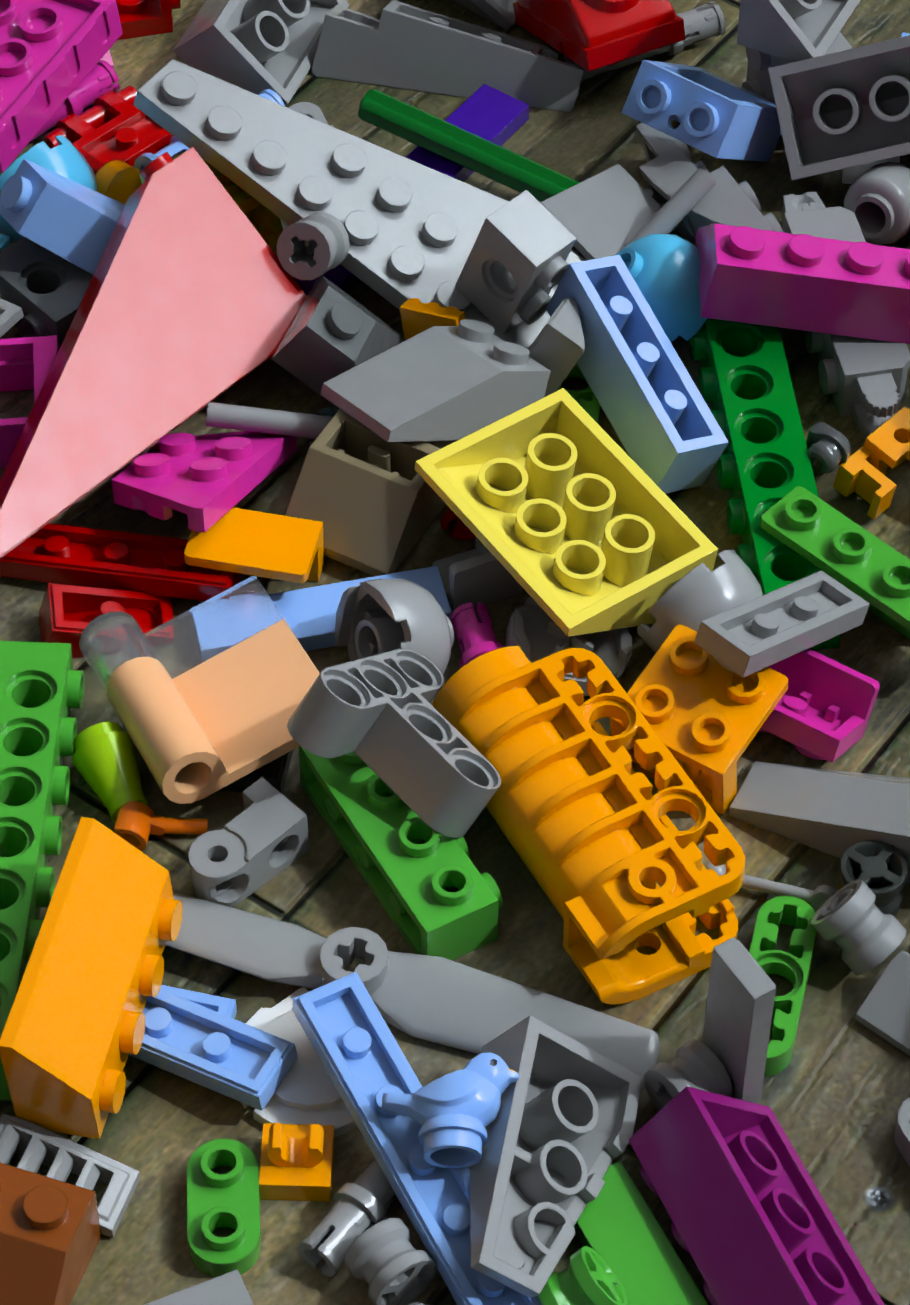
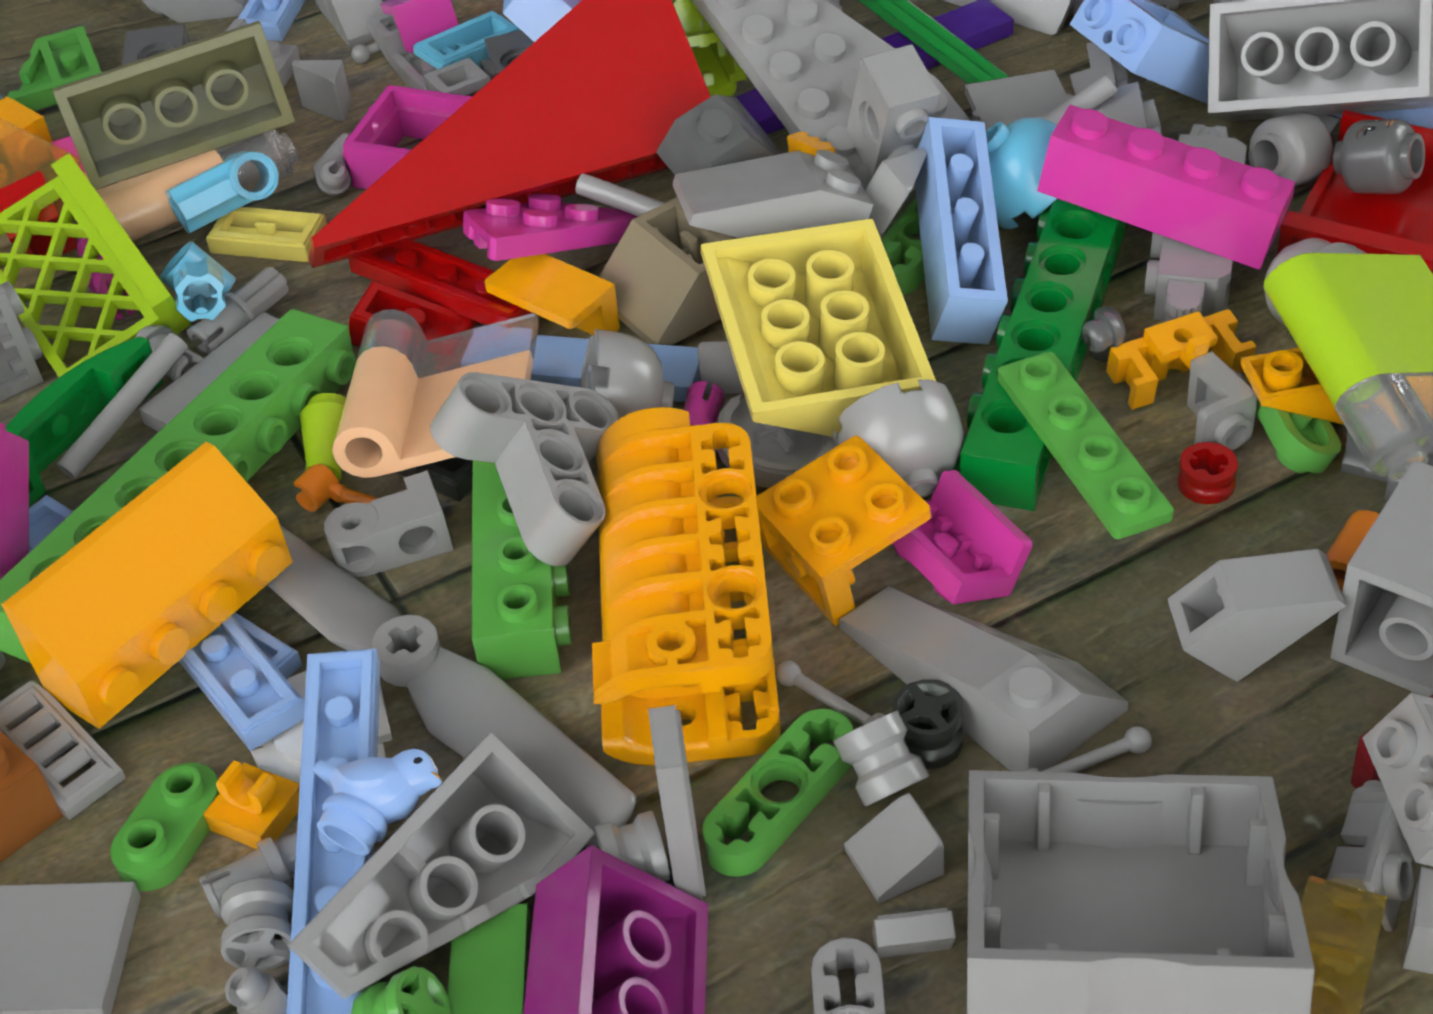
camera: 30 degrees right, 5 degrees down
(326, 240) = (733, 69): light grey wheel -> none
(781, 623) = (946, 456): light grey plate -> none

